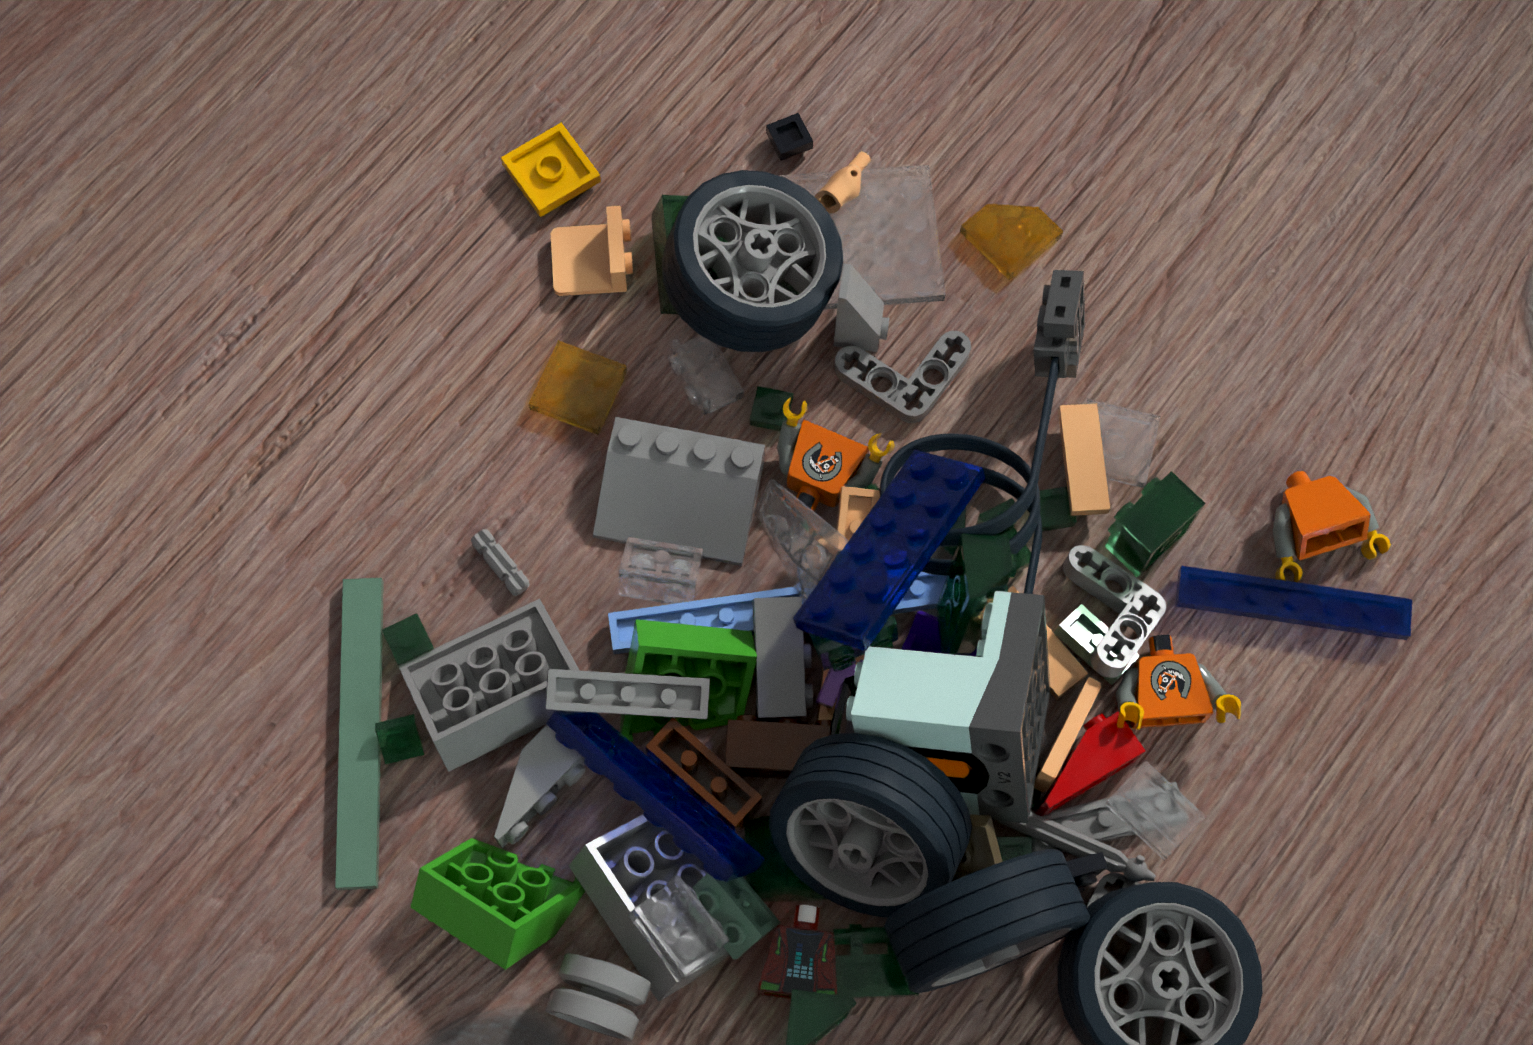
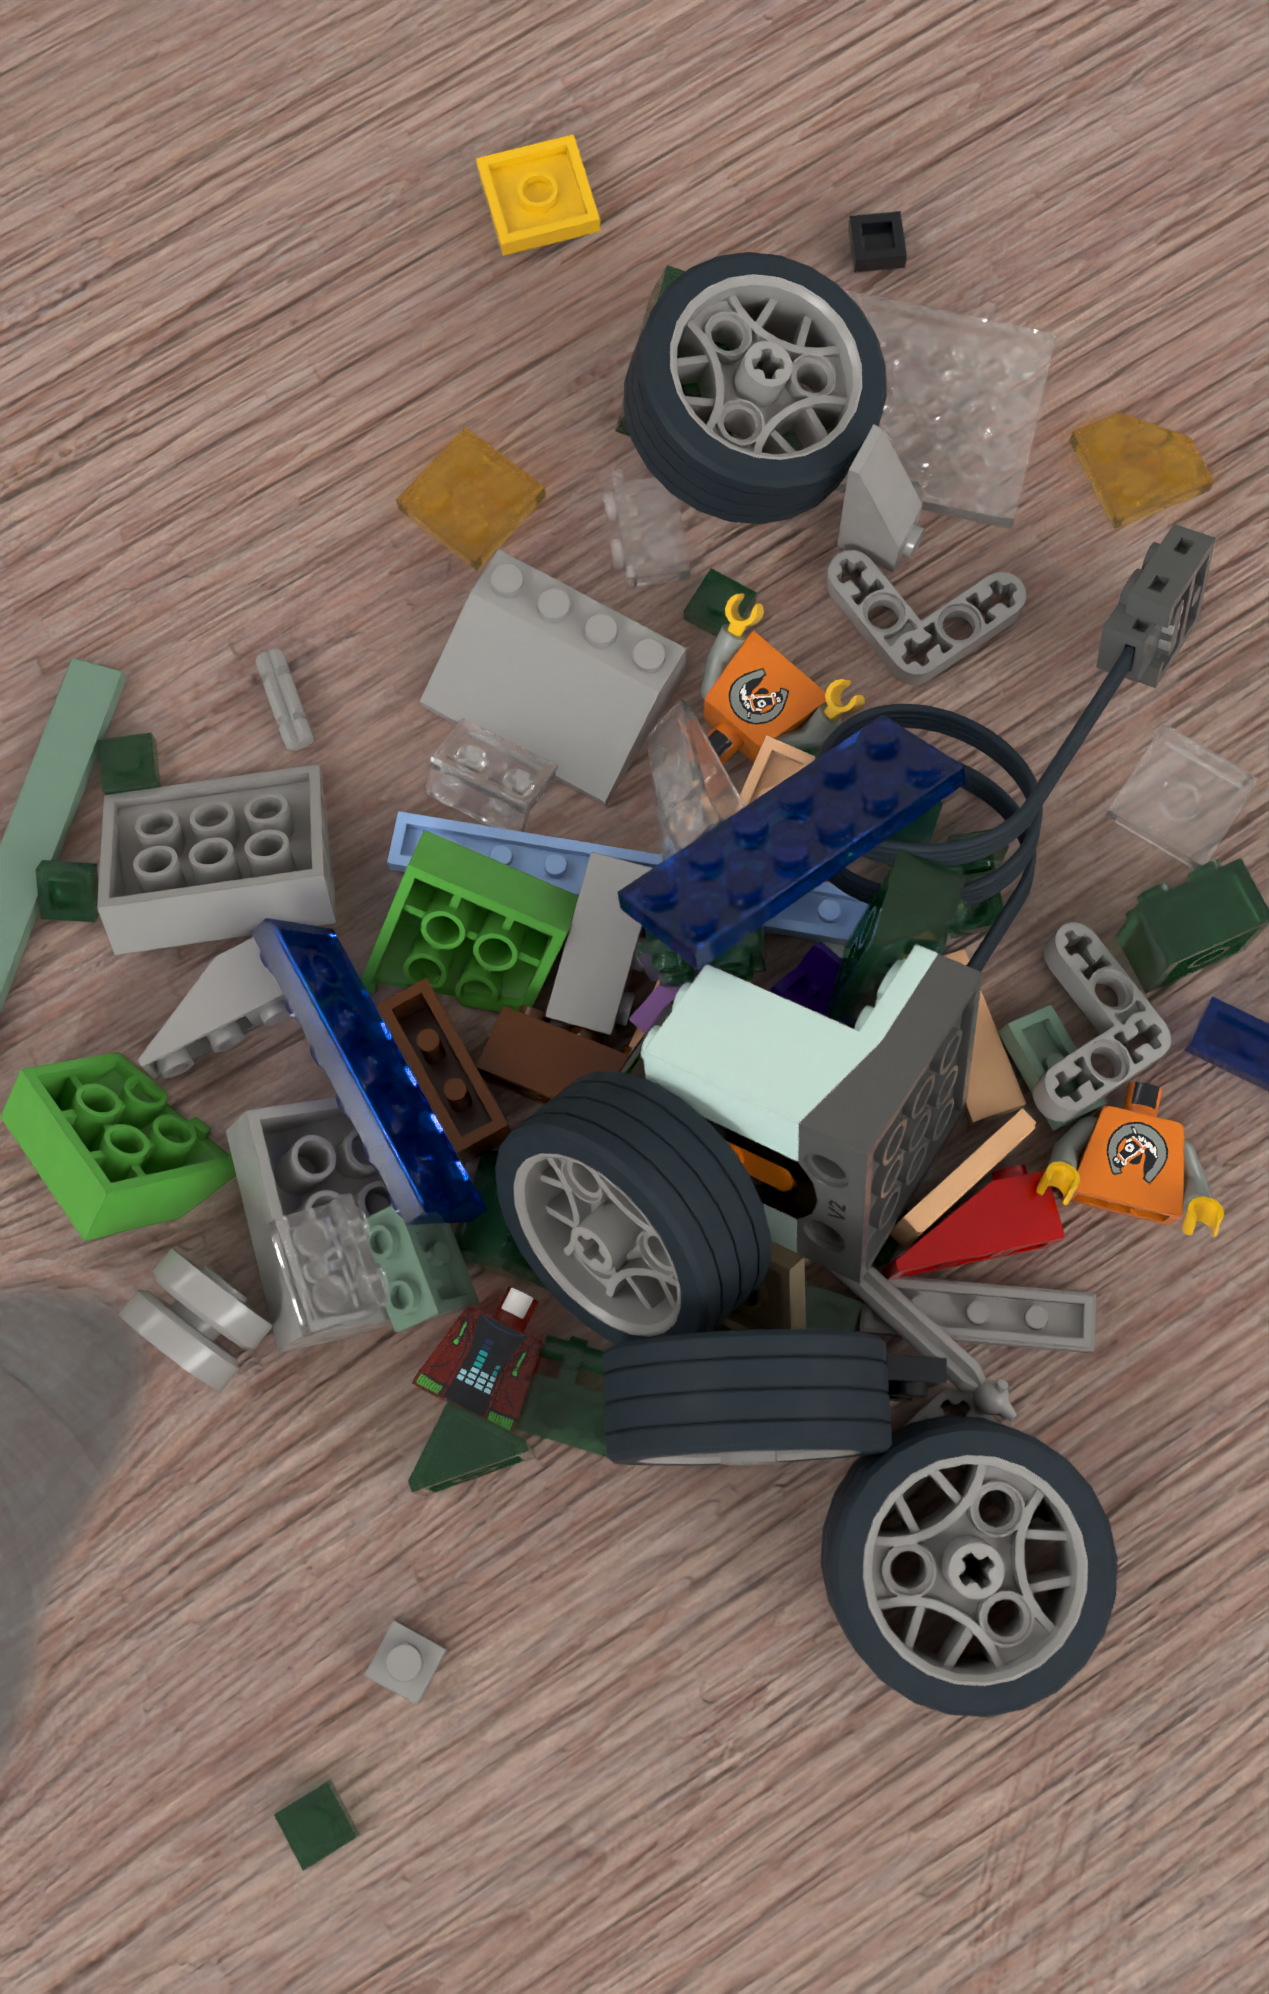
camera: 25 degrees right, 5 degrees up
(592, 256) = (551, 327): light nougat bracket -> none
(627, 693) = (373, 925): light grey plate -> none
(843, 184) = (923, 325): light nougat piece -> none
(1055, 509) = (1062, 862): clear green tile -> none
(1083, 459) = (1126, 806): light nougat tile -> none
(1155, 810) = (1049, 1324): clear plate -> none

